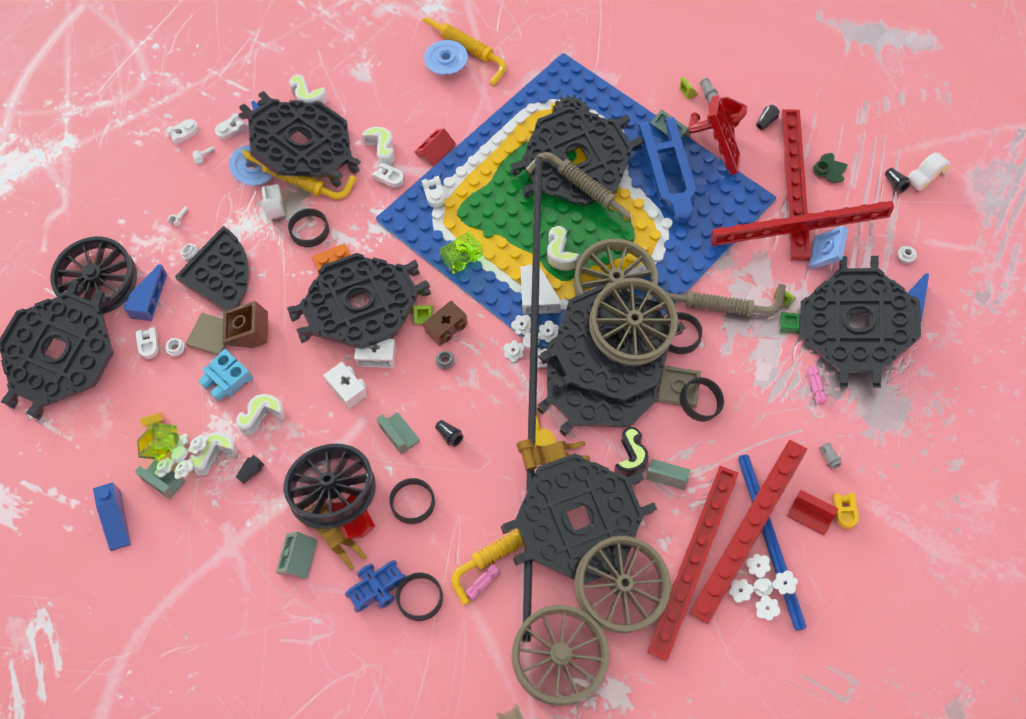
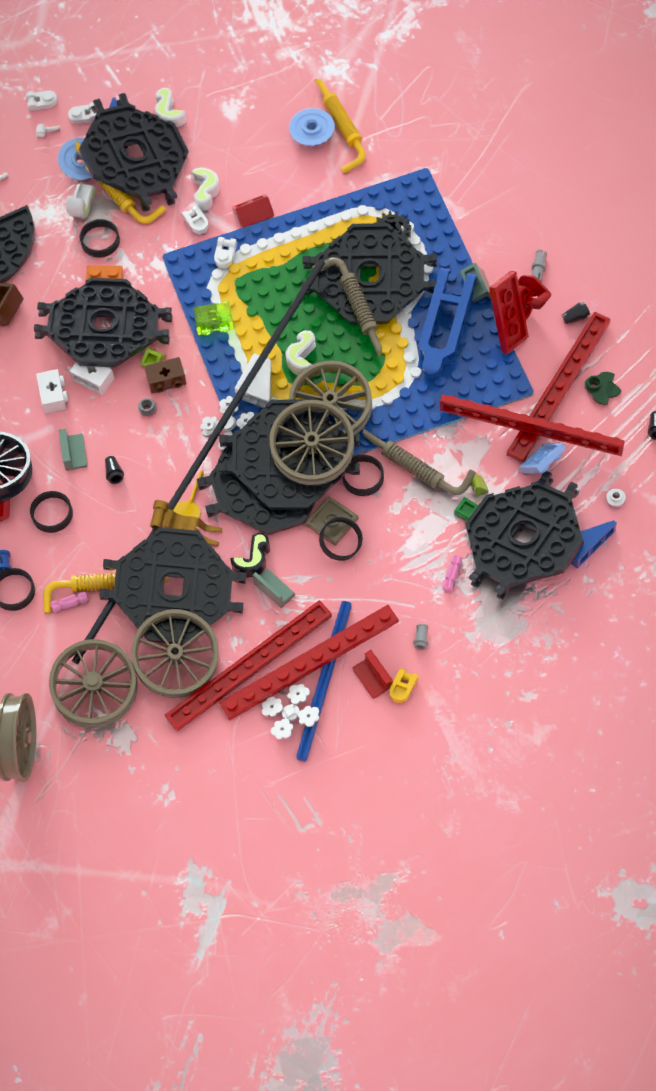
camera: 30 degrees right, 0 degrees up
(687, 89) = (521, 252): lime slope -> none

